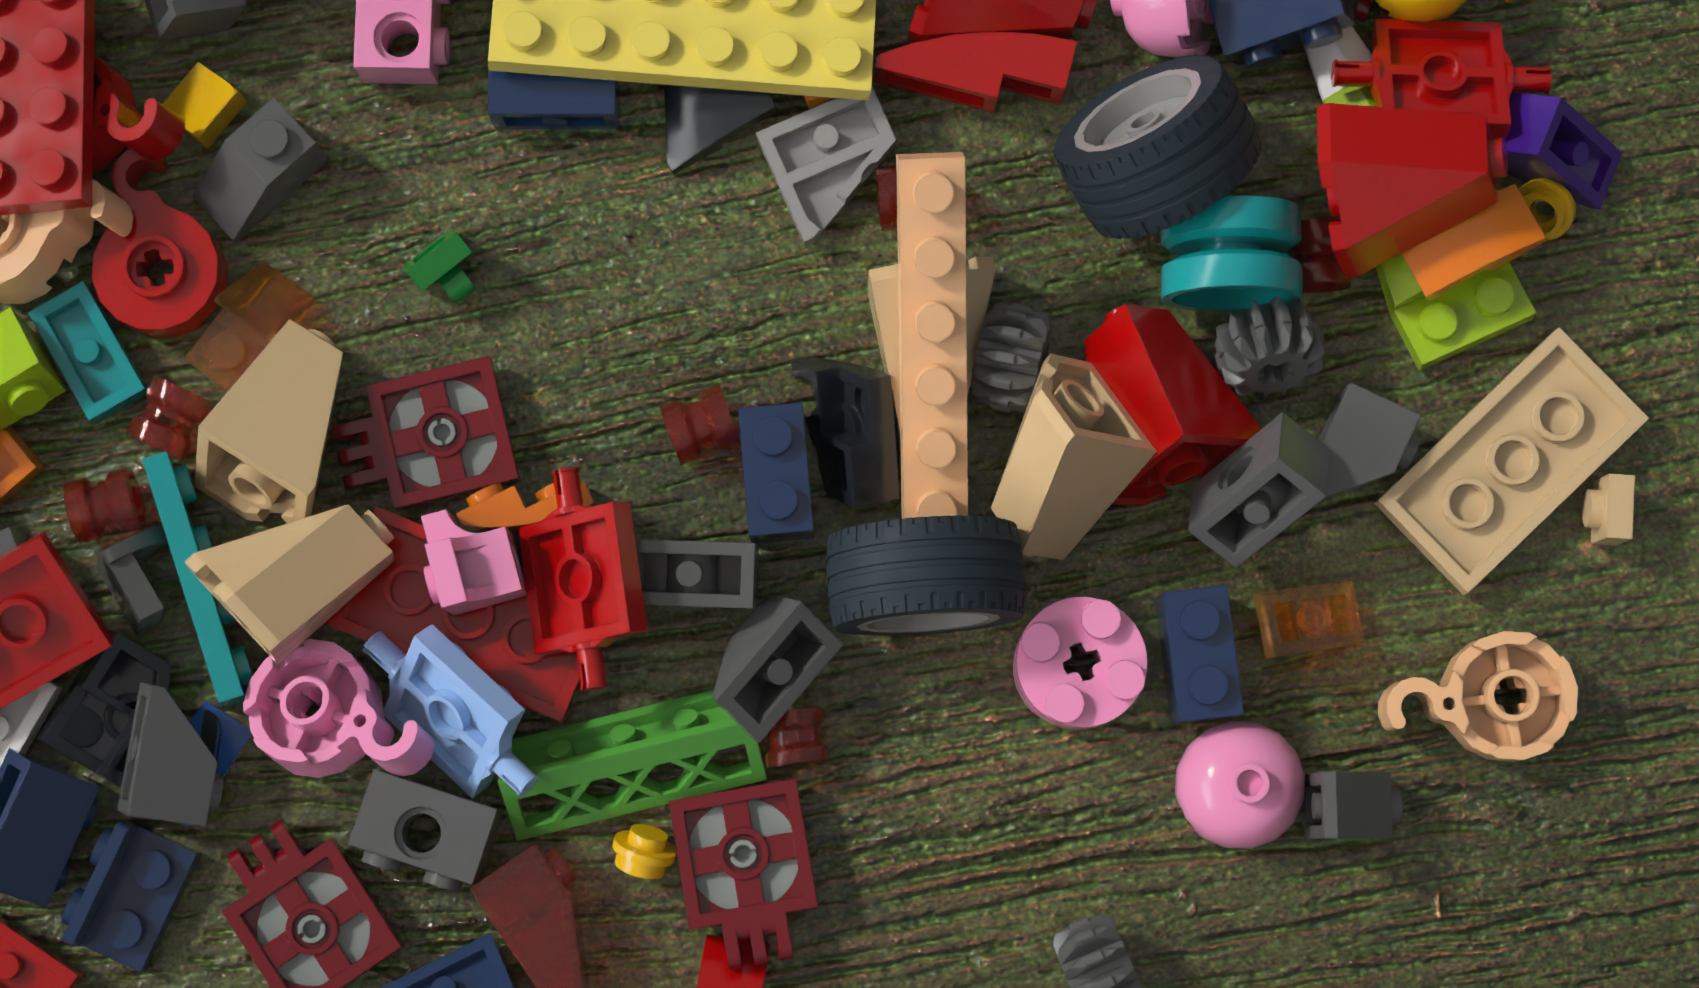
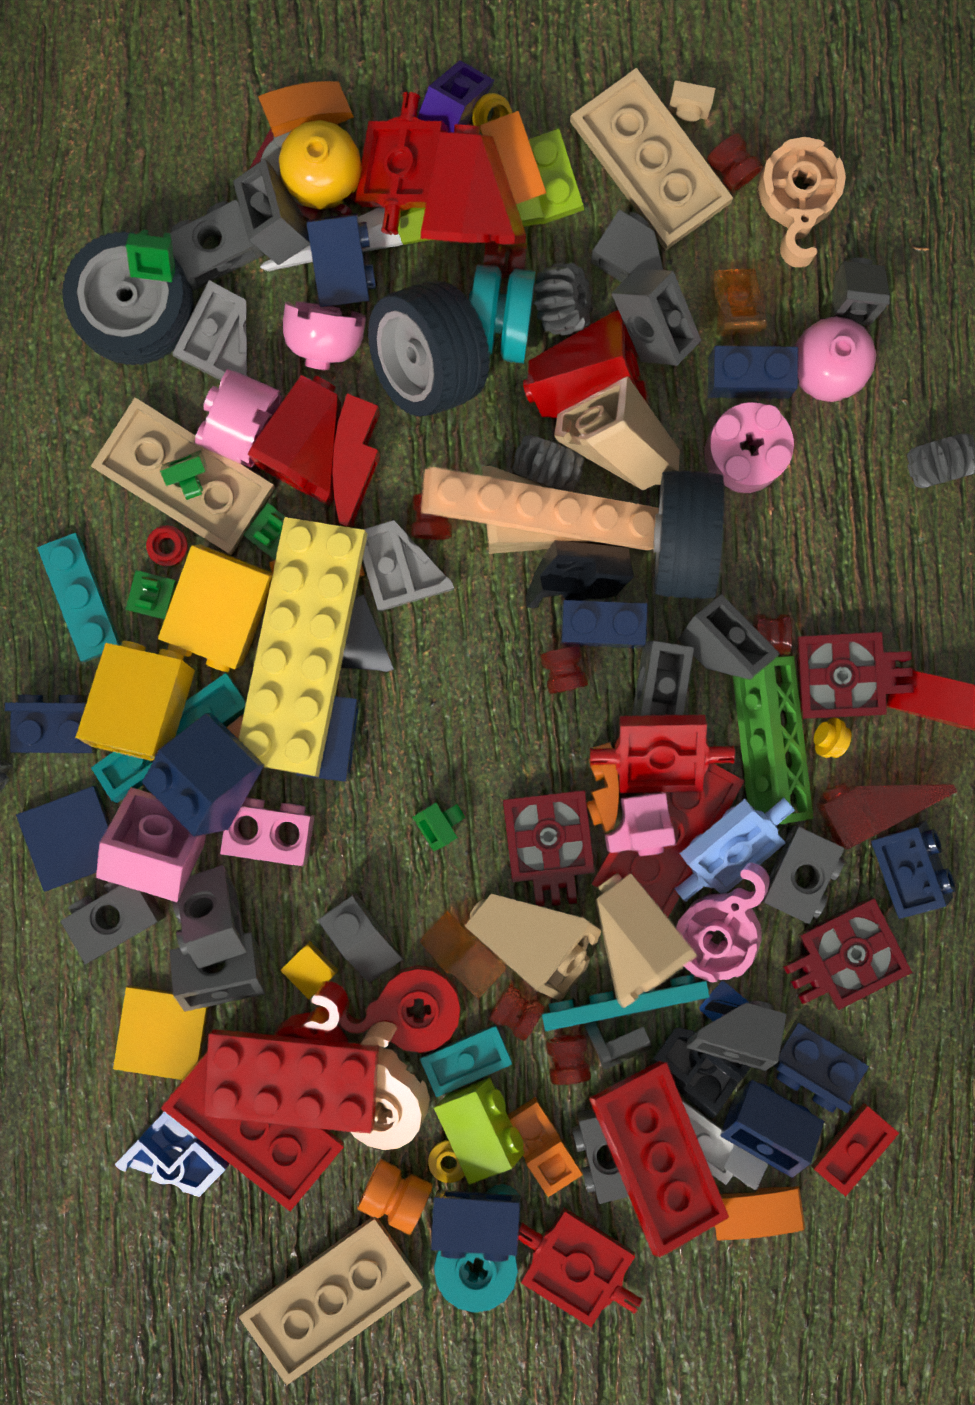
camera: 80 degrees left, 5 degrees up
(1525, 589) = (734, 162): none -> clear red wheel

